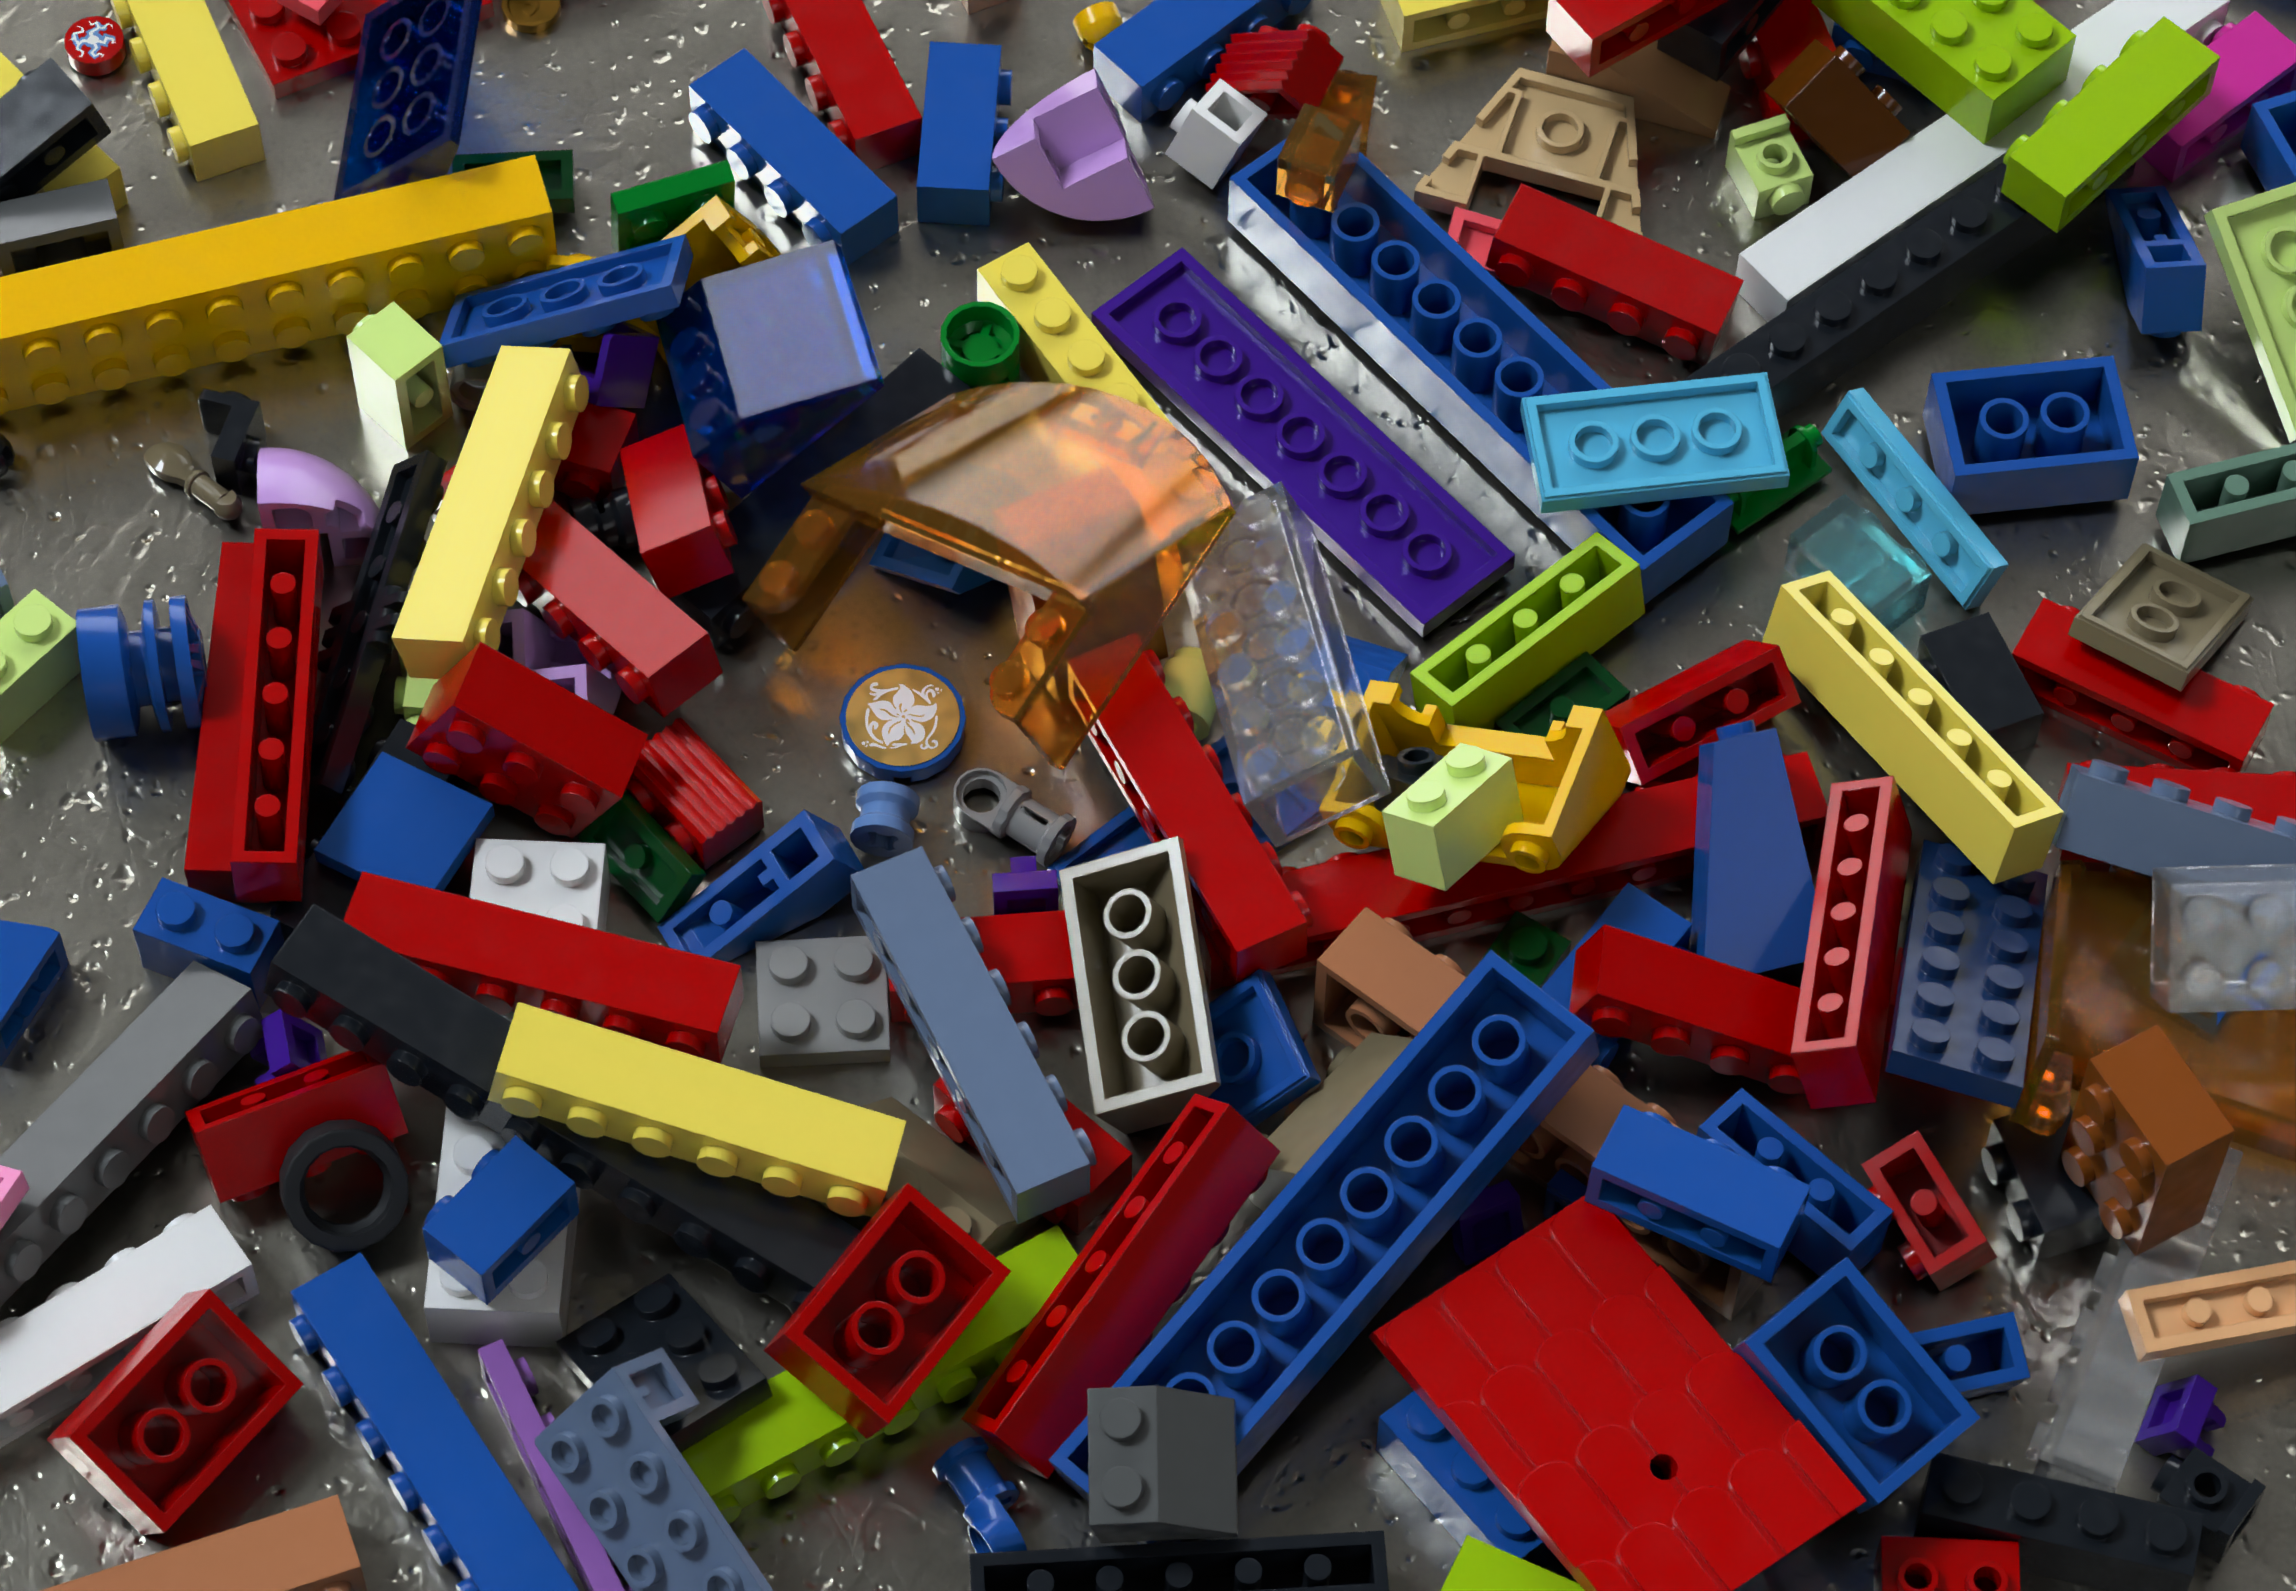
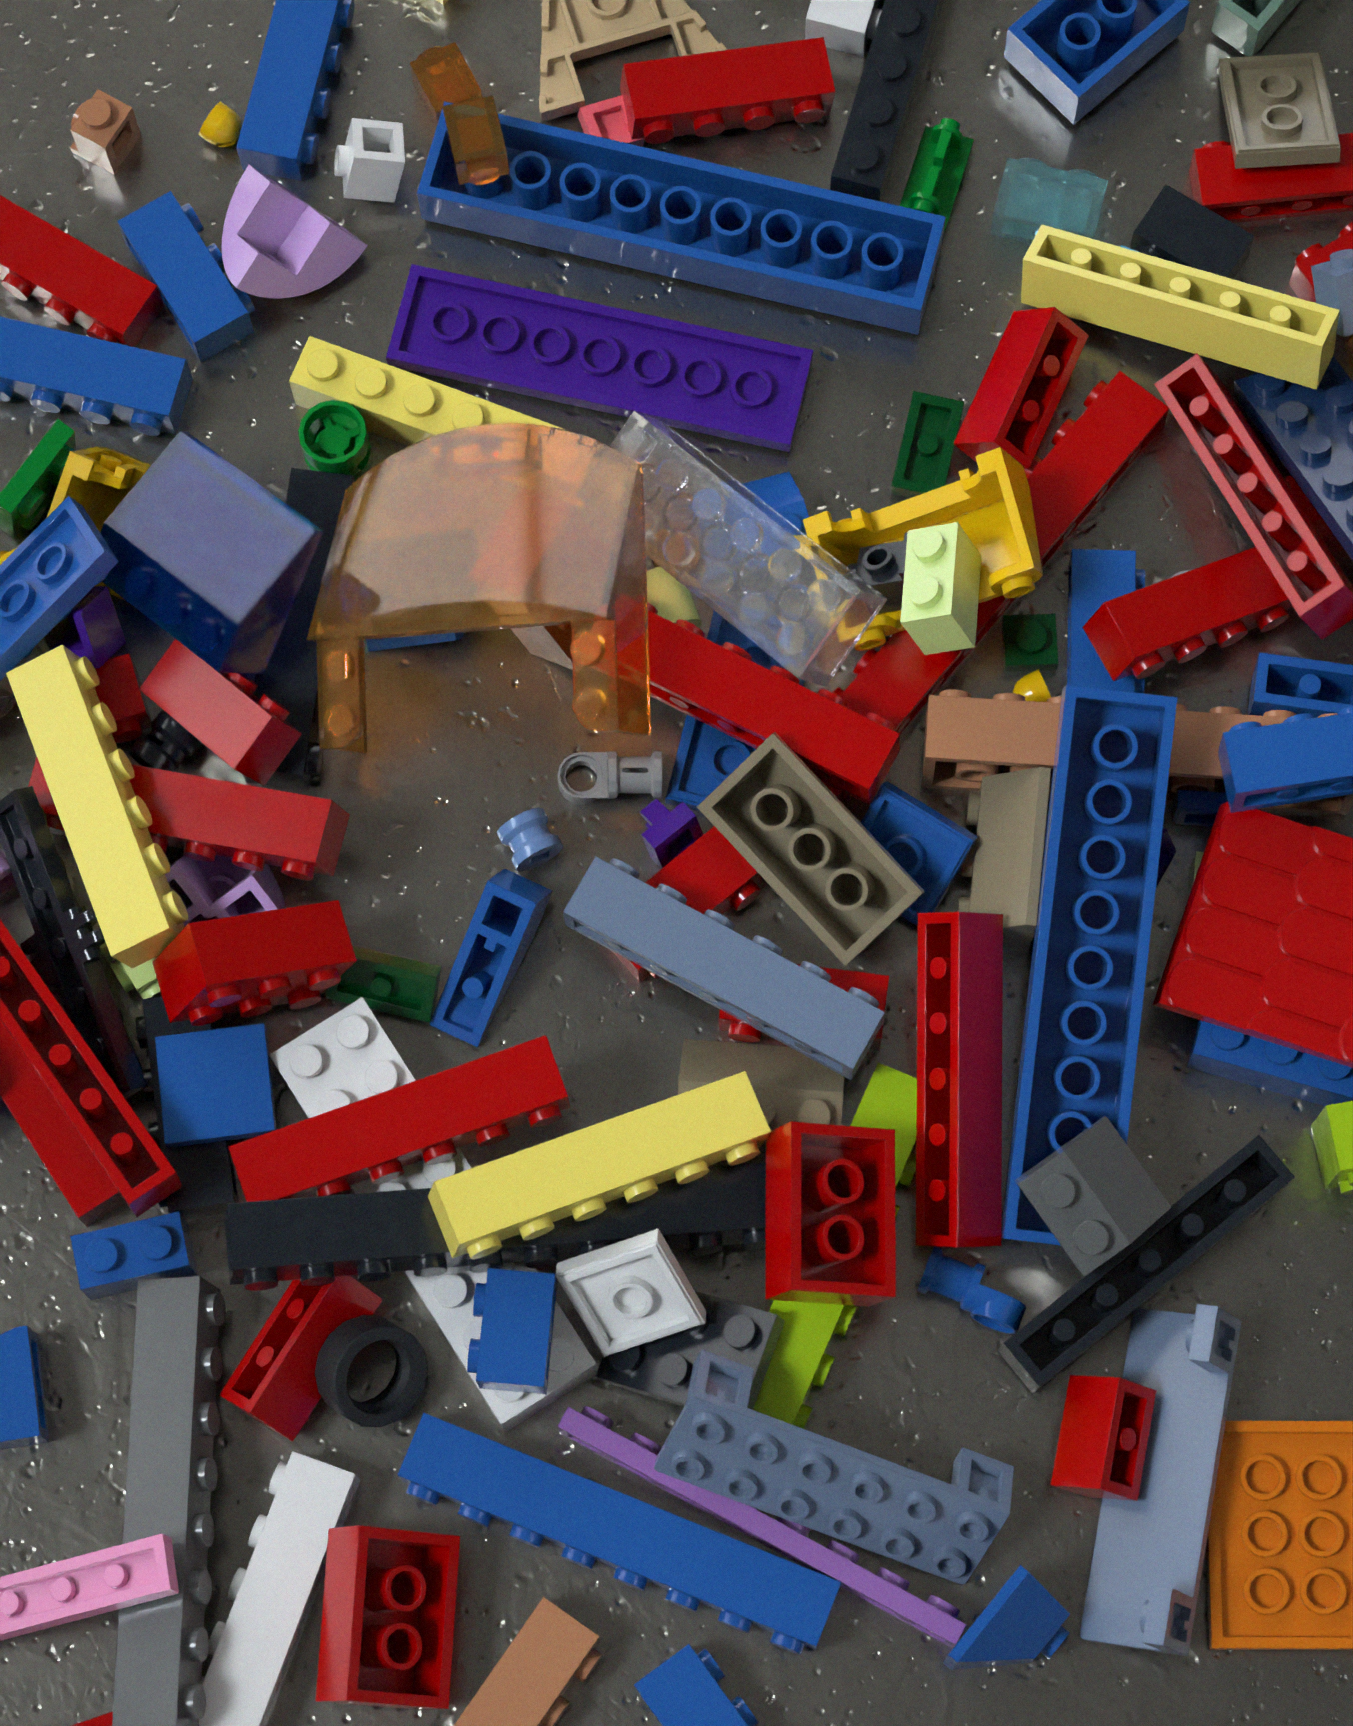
camera: 30 degrees left, 15 degrees up
(287, 1045) = (254, 1304): dark purple tile -> none
(640, 1262) = (631, 1292): none -> white tile
(694, 794) = (388, 911): red brick -> none
(821, 1002) = (584, 1002): light grey plate -> none
(902, 722) = (483, 756): tile -> none
(1280, 68) = (383, 83): red brick -> none
(1532, 635) = (873, 409): lime brick -> none
(1654, 442) = (861, 207): medium azure tile -> none
(1748, 855) = (1145, 480): blue slope -> none
(1914, 498) = (1048, 126): medium azure tile -> none

